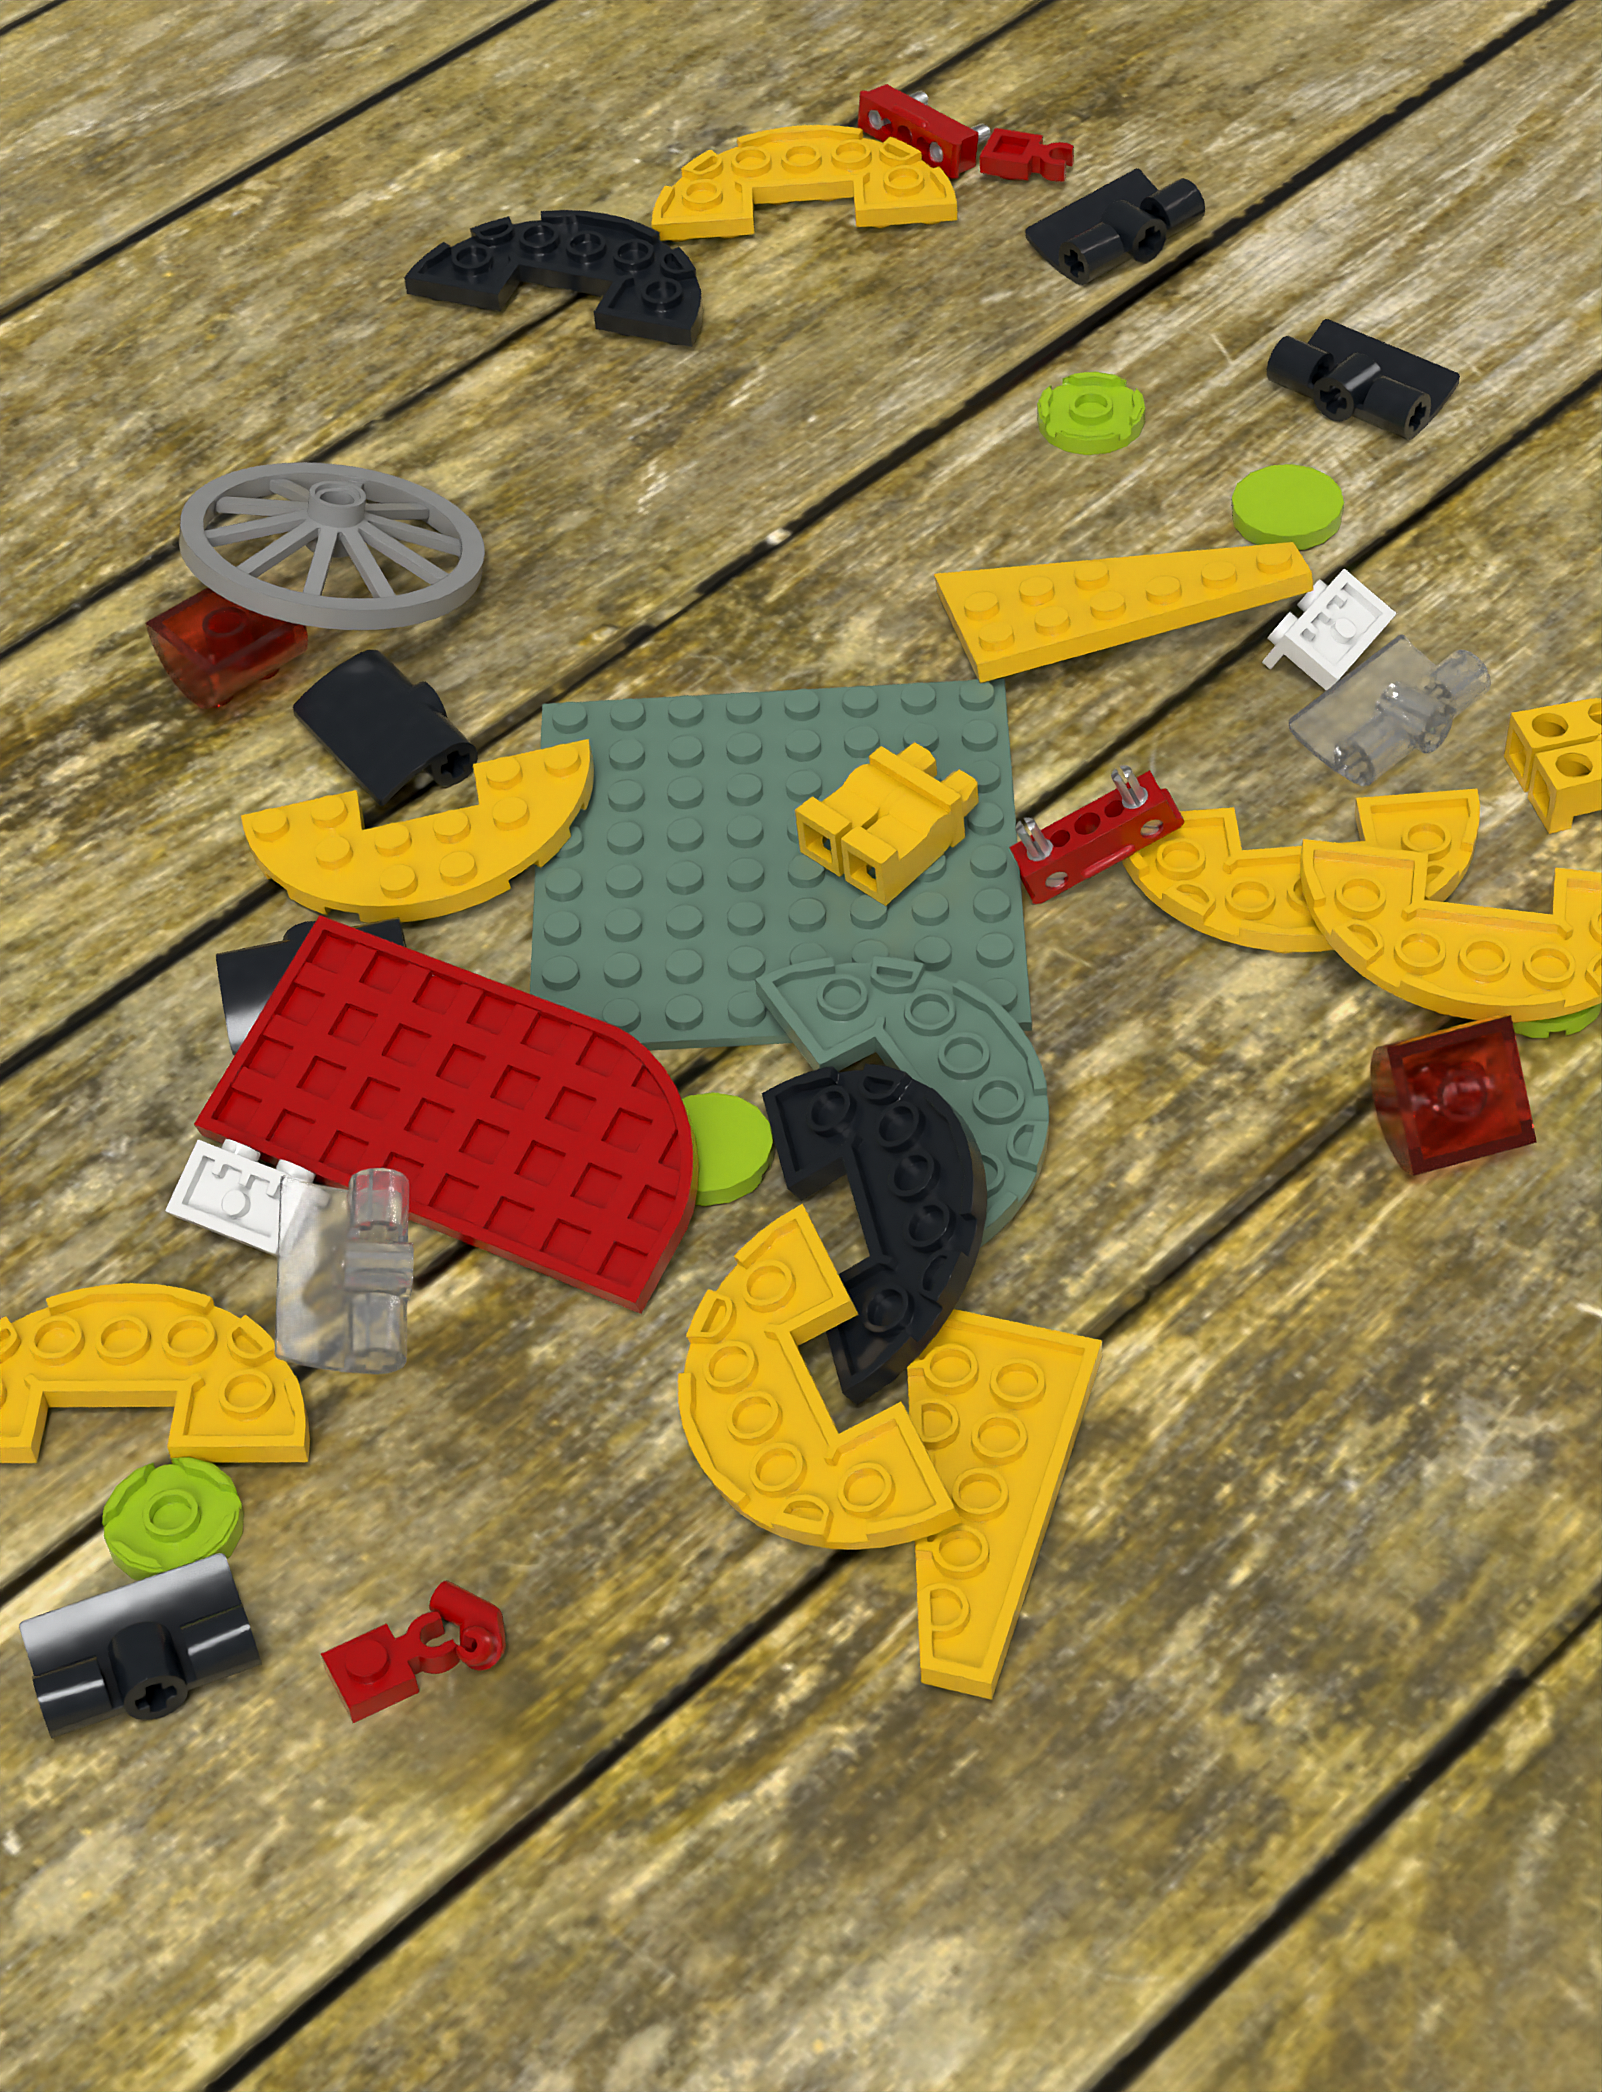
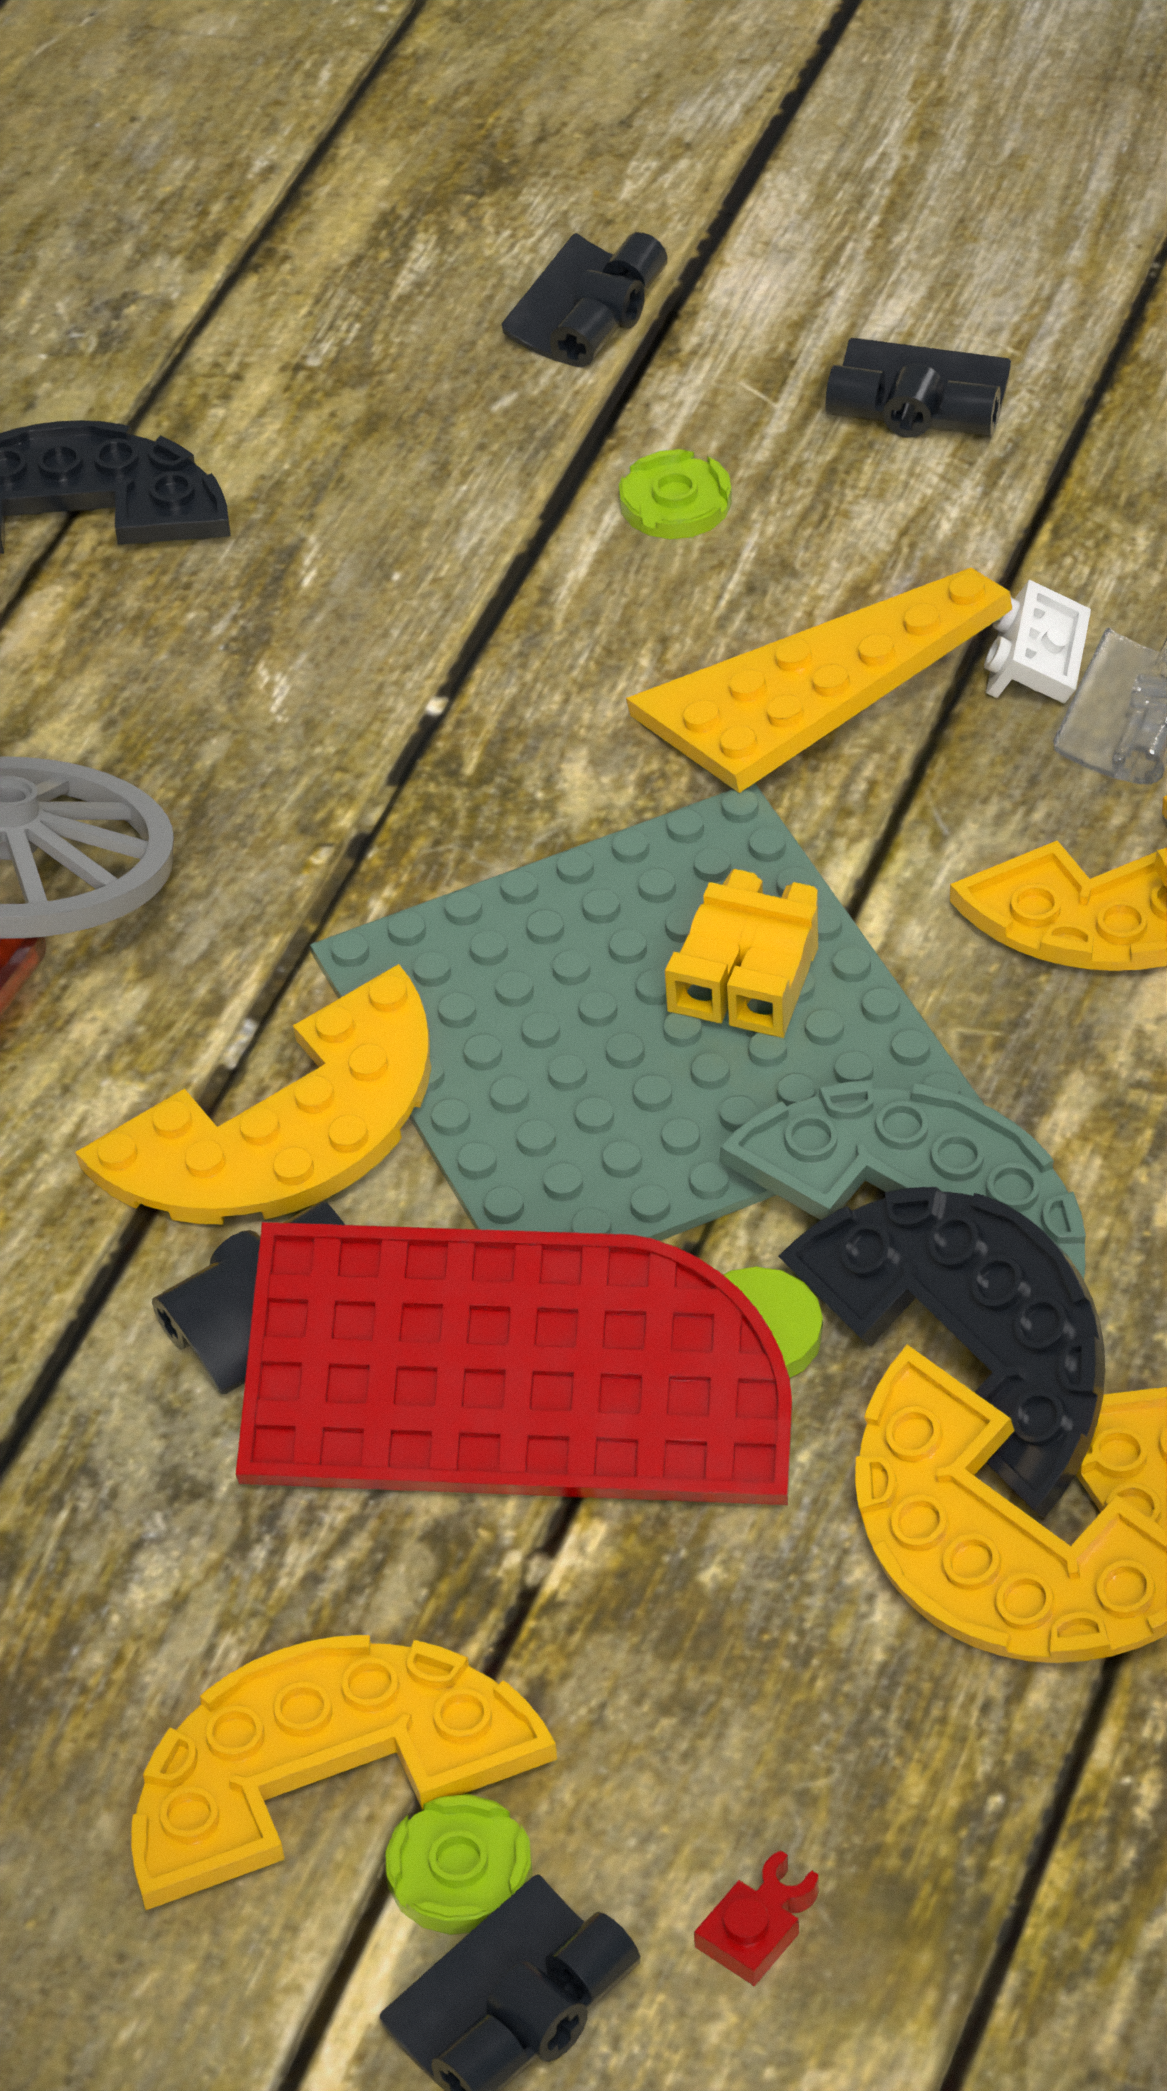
camera: 25 degrees left, 0 degrees up
(233, 1193) = (334, 1527): white bracket -> none
(344, 1273) = (495, 1563): clear panel -> none
(384, 726) = (169, 1017): black panel -> none
(478, 1623) = (822, 1848): red arm -> none
(803, 165) = (165, 360): yellow plate -> none
(908, 118) = (328, 249): red piece -> none
(1020, 154) = (447, 249): red plate -> none
(1094, 835) = (951, 908): red piece -> none
(1287, 506) = (921, 534): lime tile -> none

